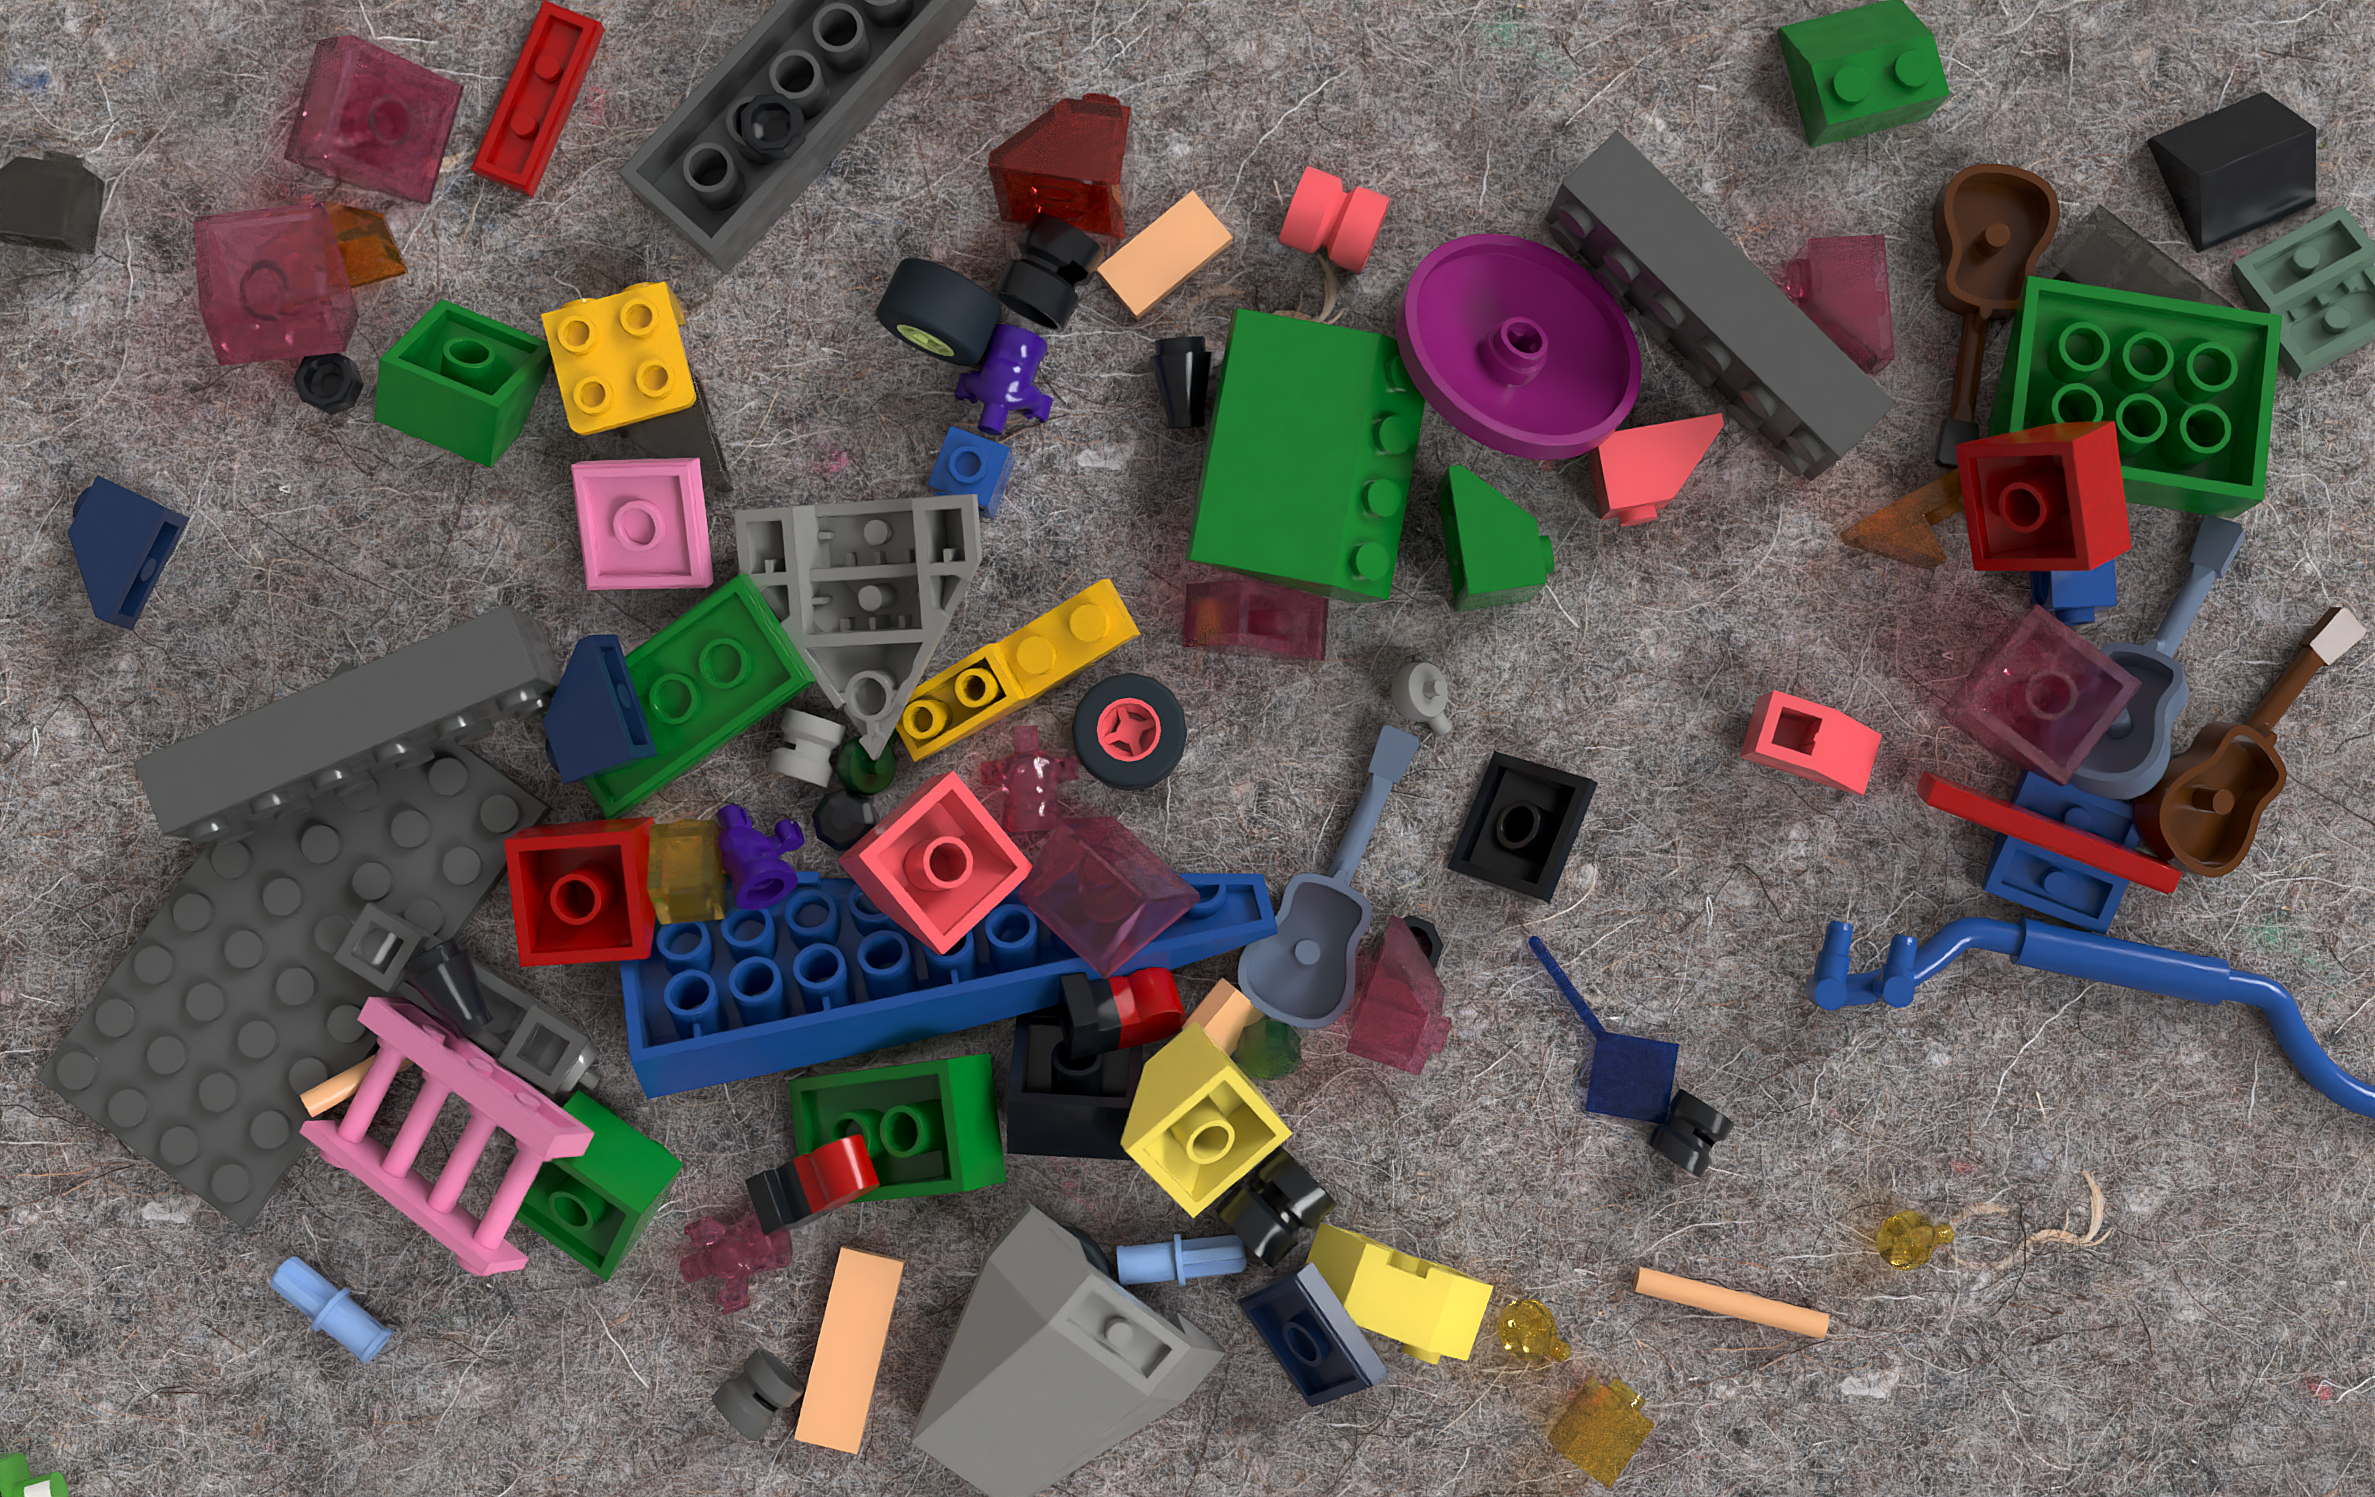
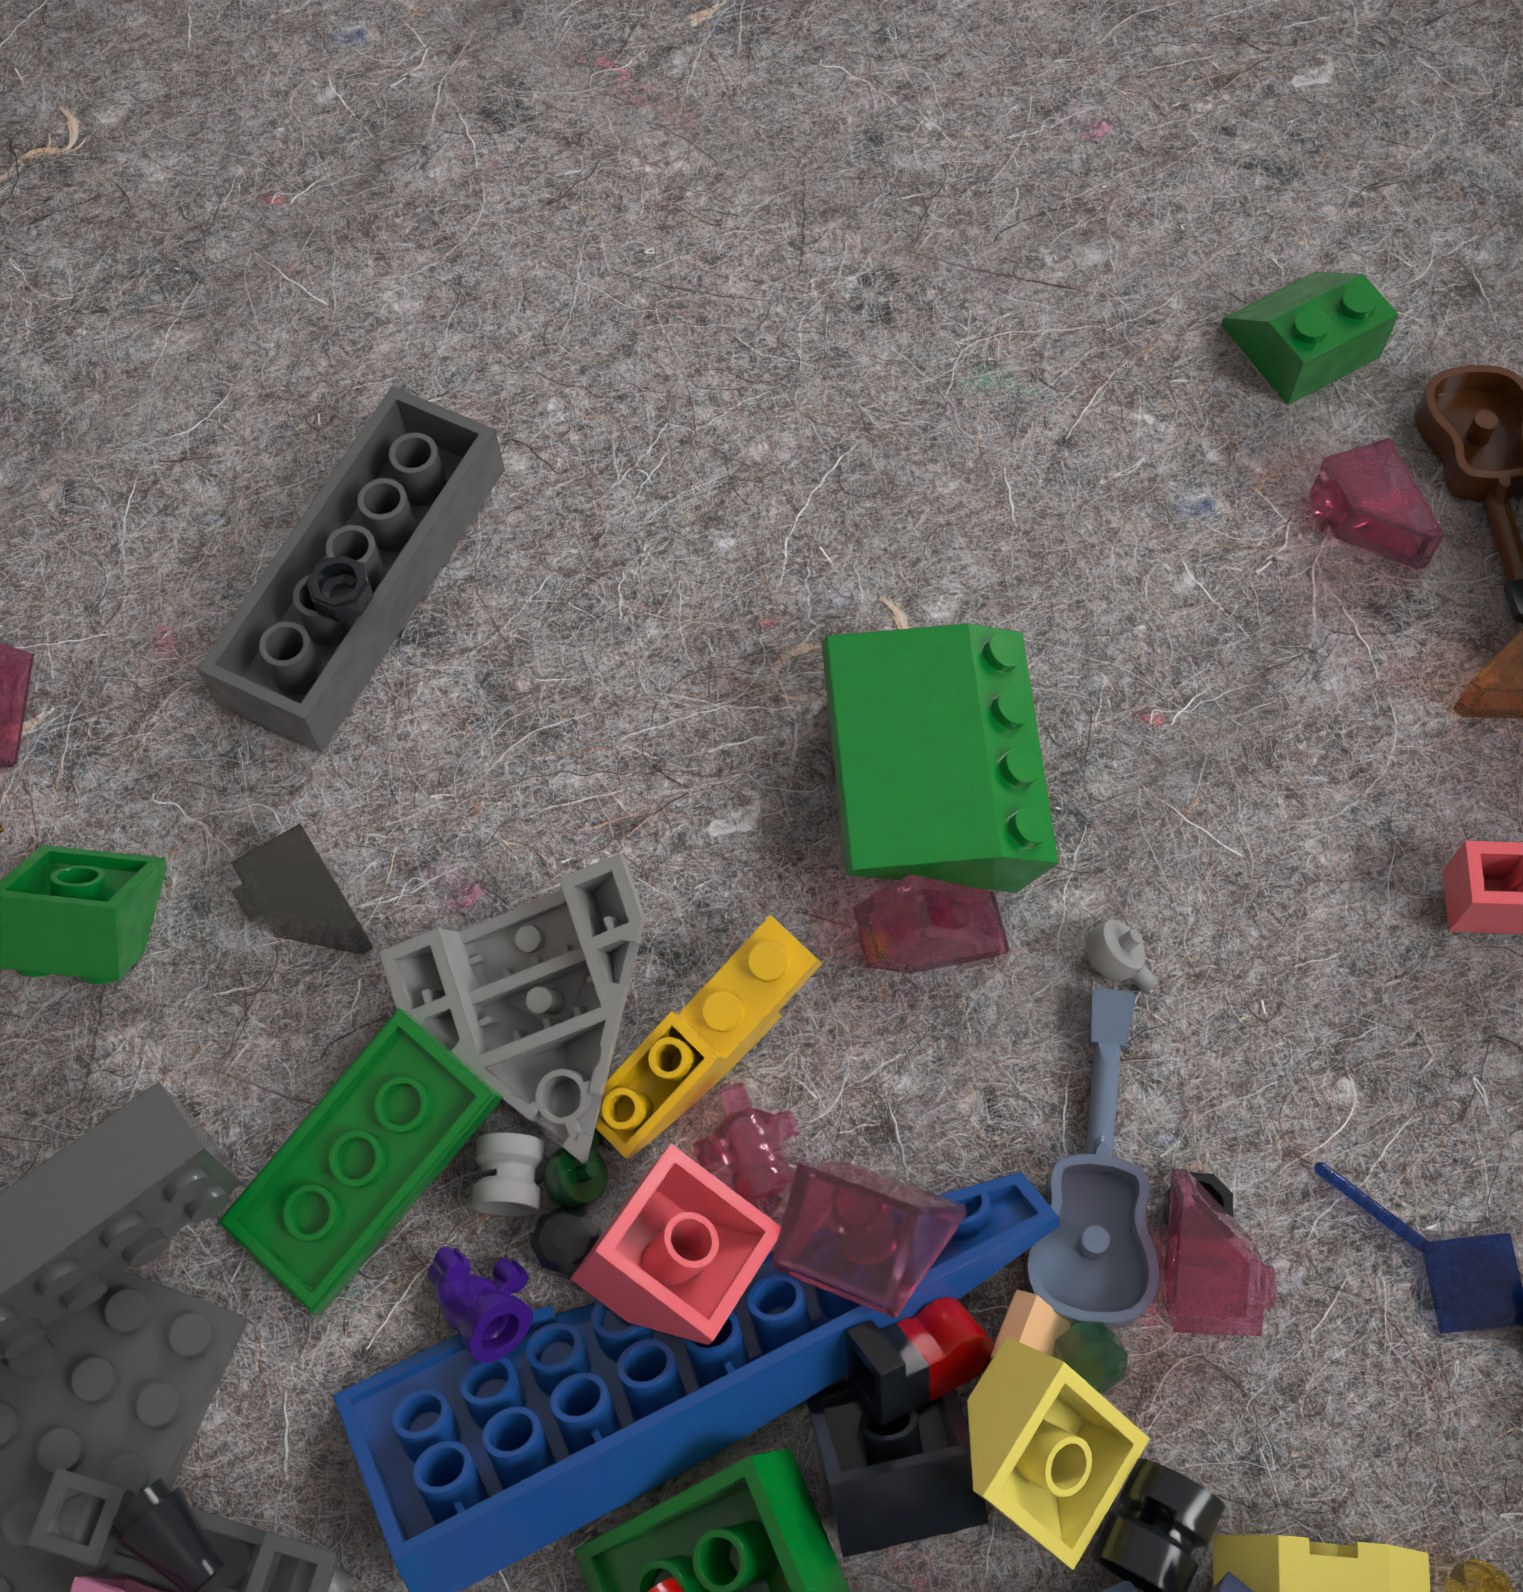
camera: 15 degrees left, 20 degrees down
(538, 98) = (107, 648): red tile -> none
(581, 891) = (299, 1393): red slope -> none
(596, 714) = (276, 1195): dark blue slope -> none
(620, 357) = (231, 840): yellow bracket -> none
(642, 524) = (286, 994): bright pink tile -> none
(686, 872) = (409, 1339): clear yellow brick -> none
(939, 311) = (538, 721): black wheel -> none
(972, 467) = (605, 836): blue brick -> none
(1007, 379) = (619, 768): dark purple piece -> none
(1050, 269) = (634, 664): black wheel -> none
(1070, 166) = (629, 559): clear red slope -> none
(1124, 710) = (843, 1044): black wheel -> none
(1164, 255) = (738, 630): light nougat tile -> none
(1182, 379) = (789, 727): black cone -> none
(1334, 219) = (888, 554): coral wheel -> none
(1490, 544) = (1135, 786): green slope -> none
(1518, 346) = (1099, 609): magenta dish -> none
(1522, 827) = (1270, 1053): black slope -> none
(1647, 466) = (1252, 688): coral slope -> none
(1714, 309) = (1269, 534): dark grey brick -> none

